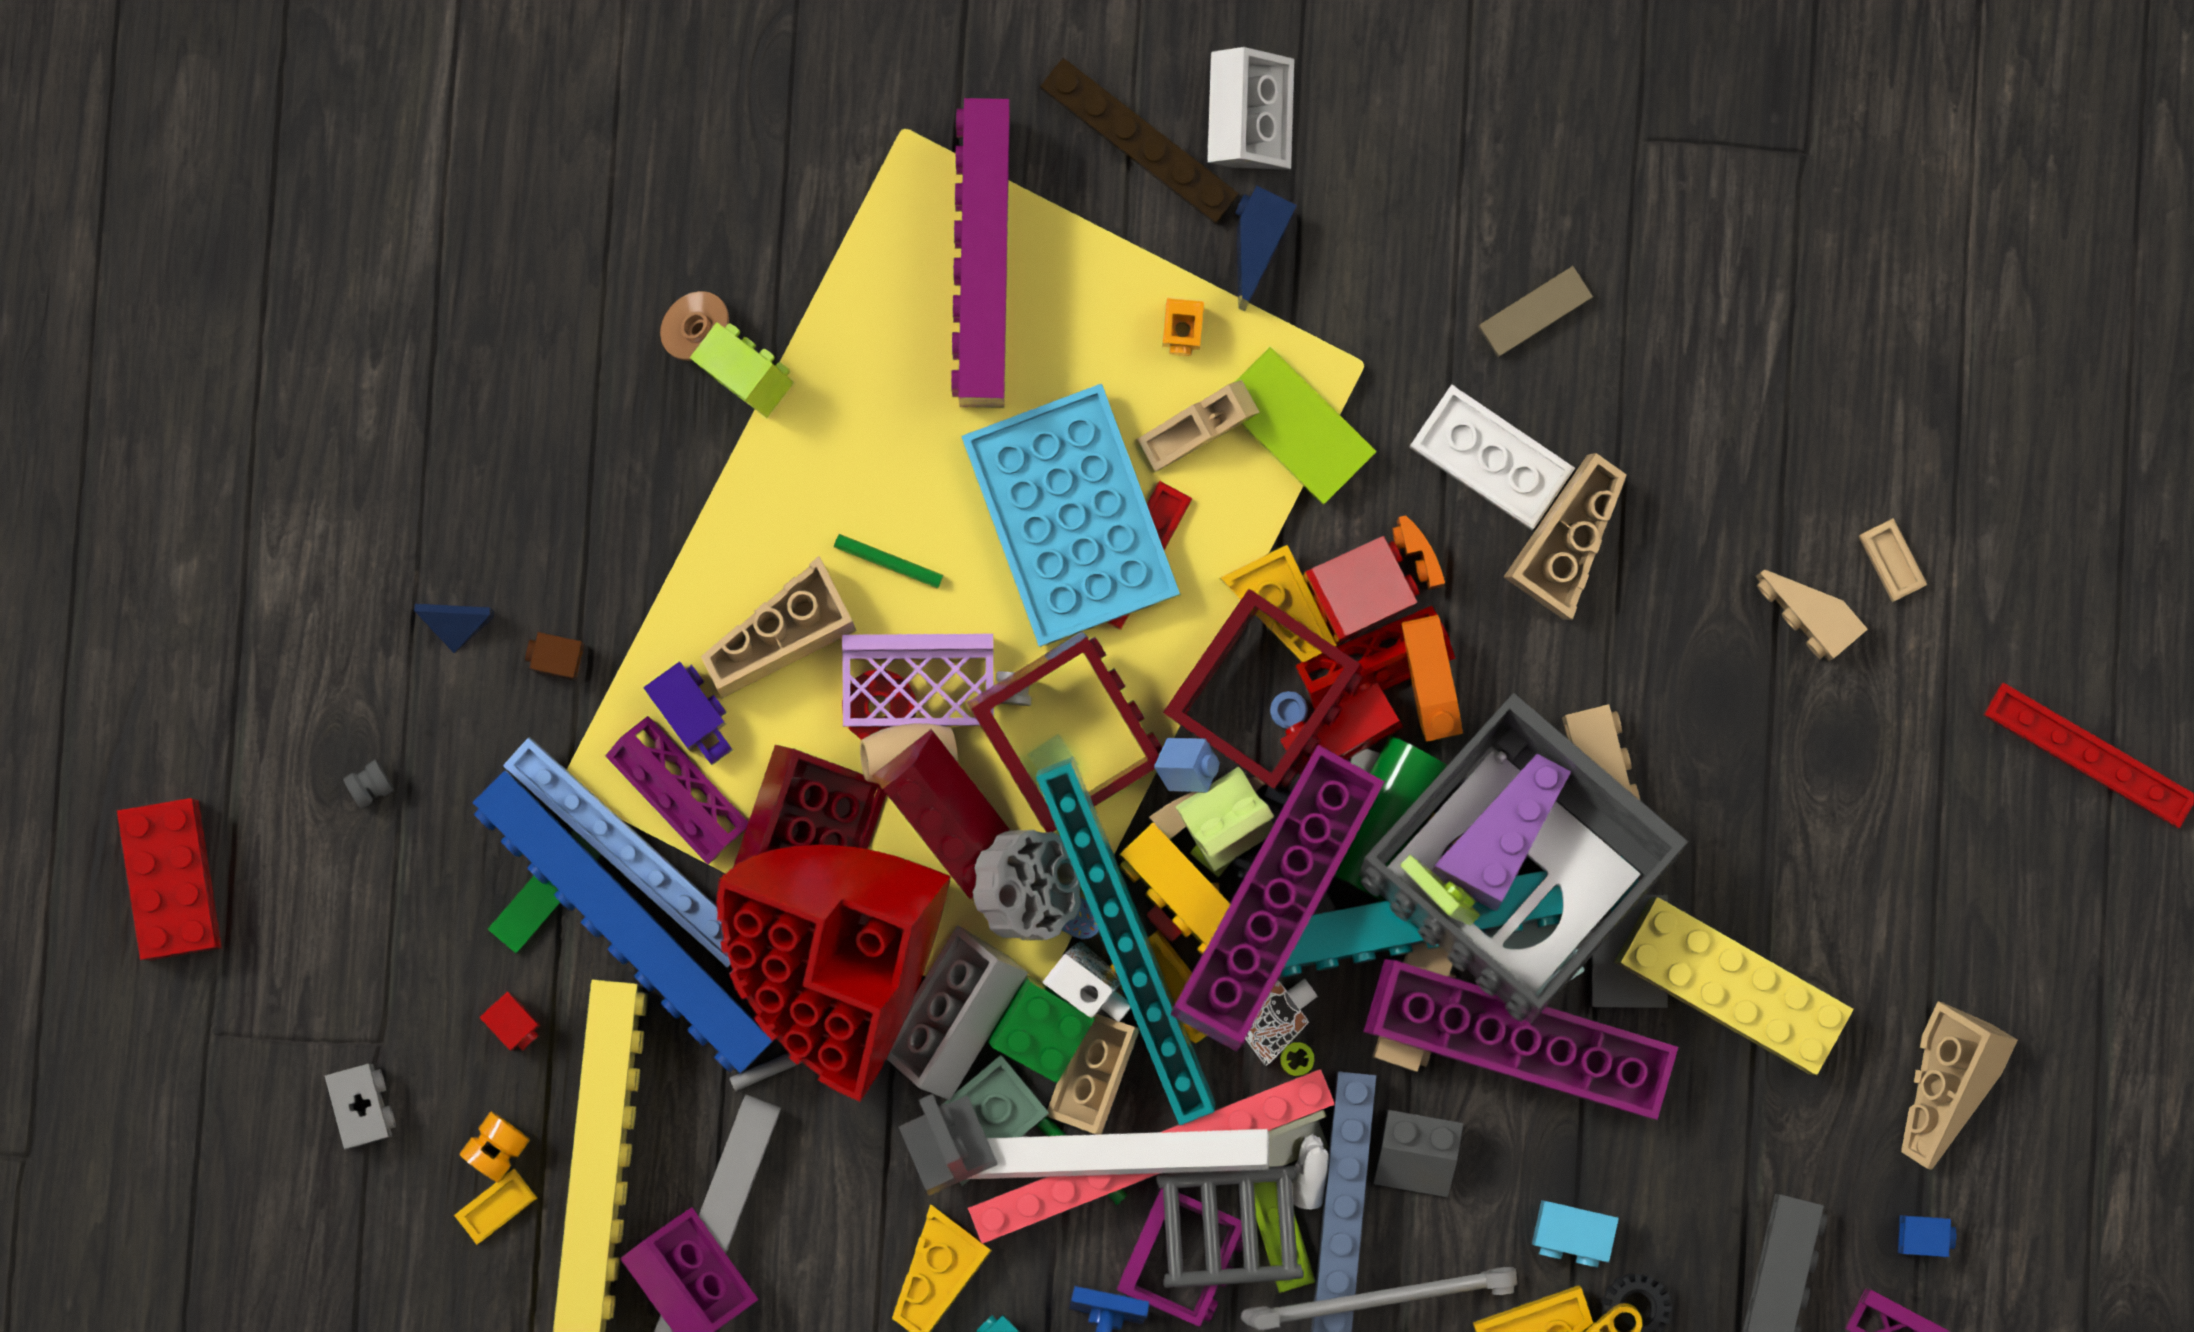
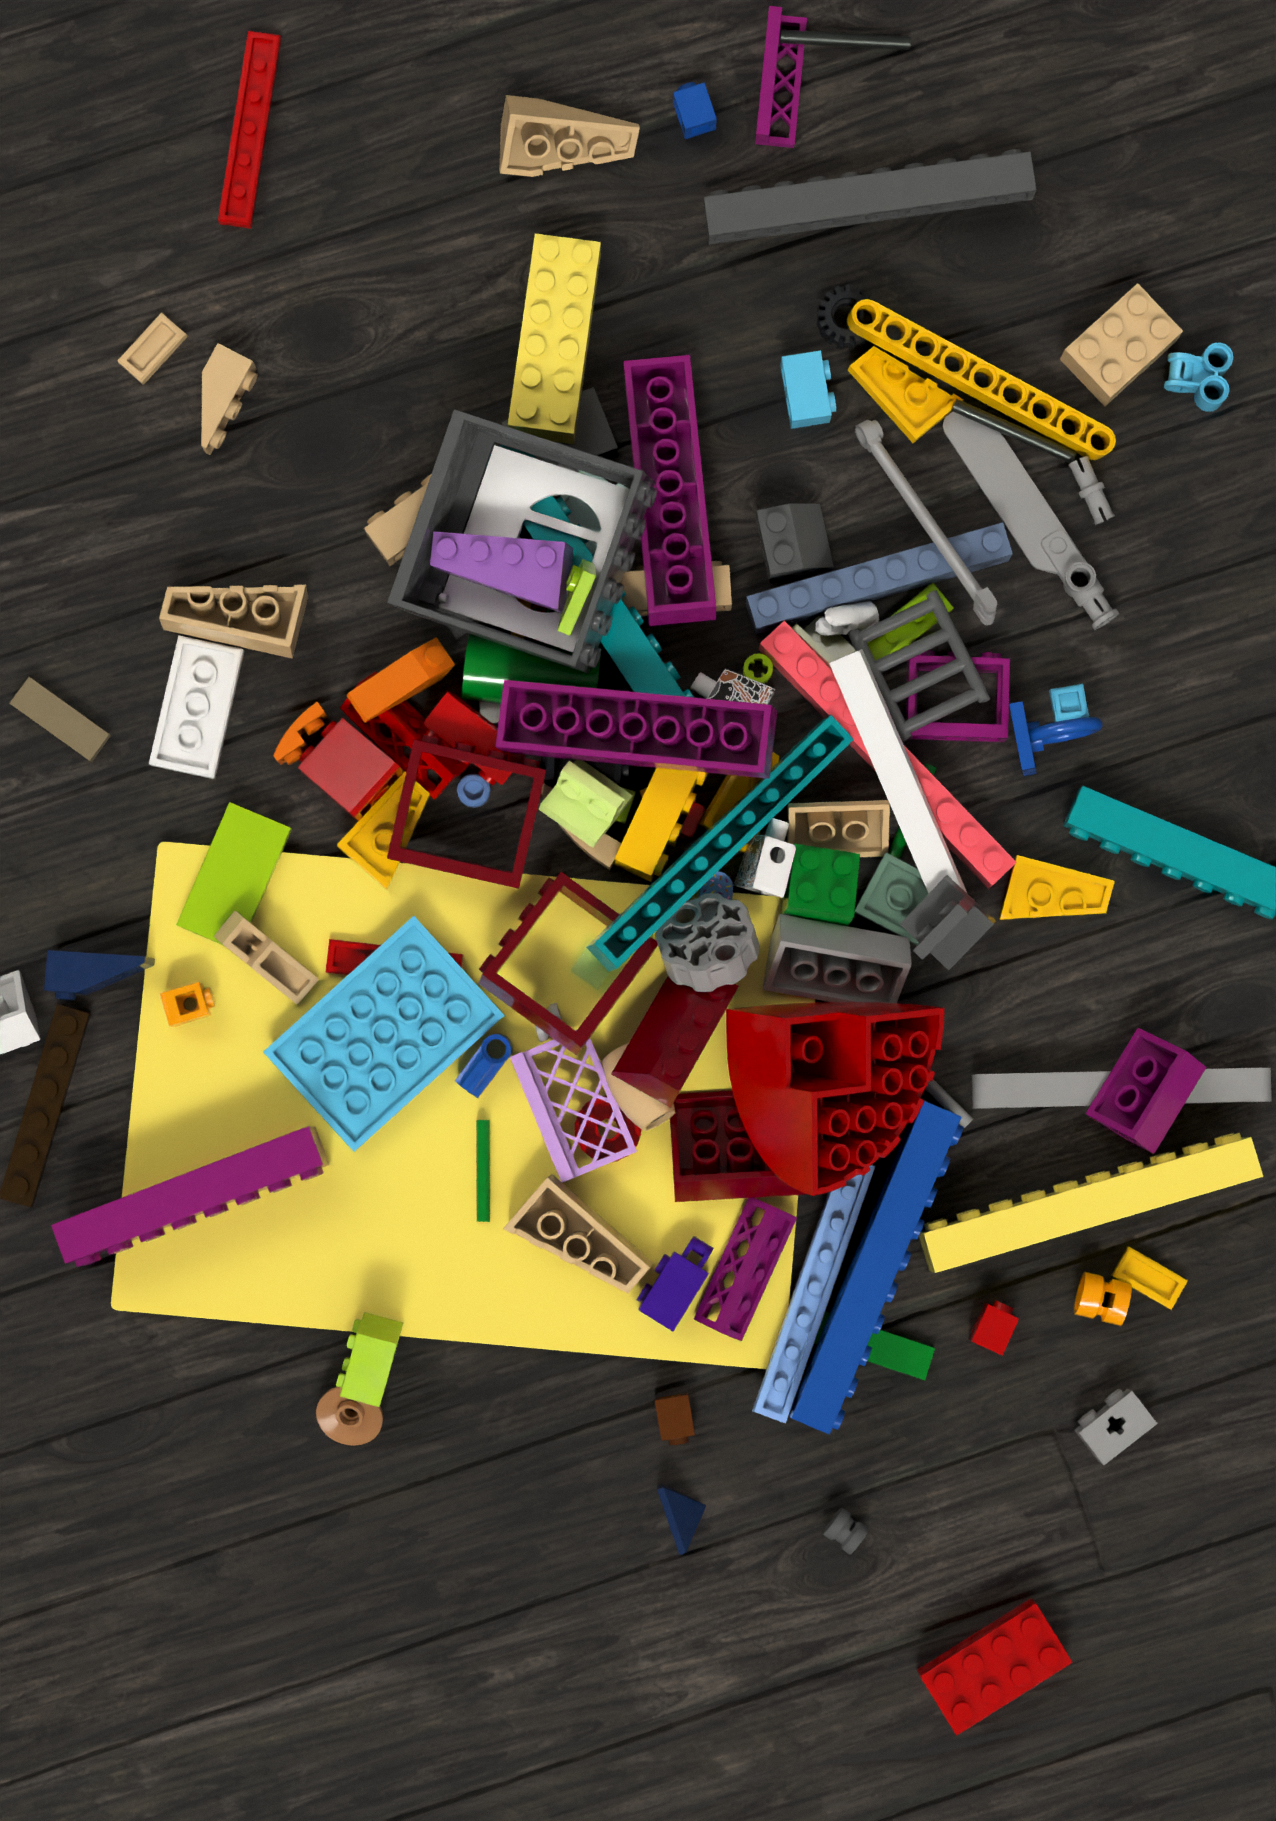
camera: 105 degrees left, 0 degrees up
(995, 604) = (483, 1066): none -> blue piece
(1187, 764) = (554, 851): medium blue brick -> none

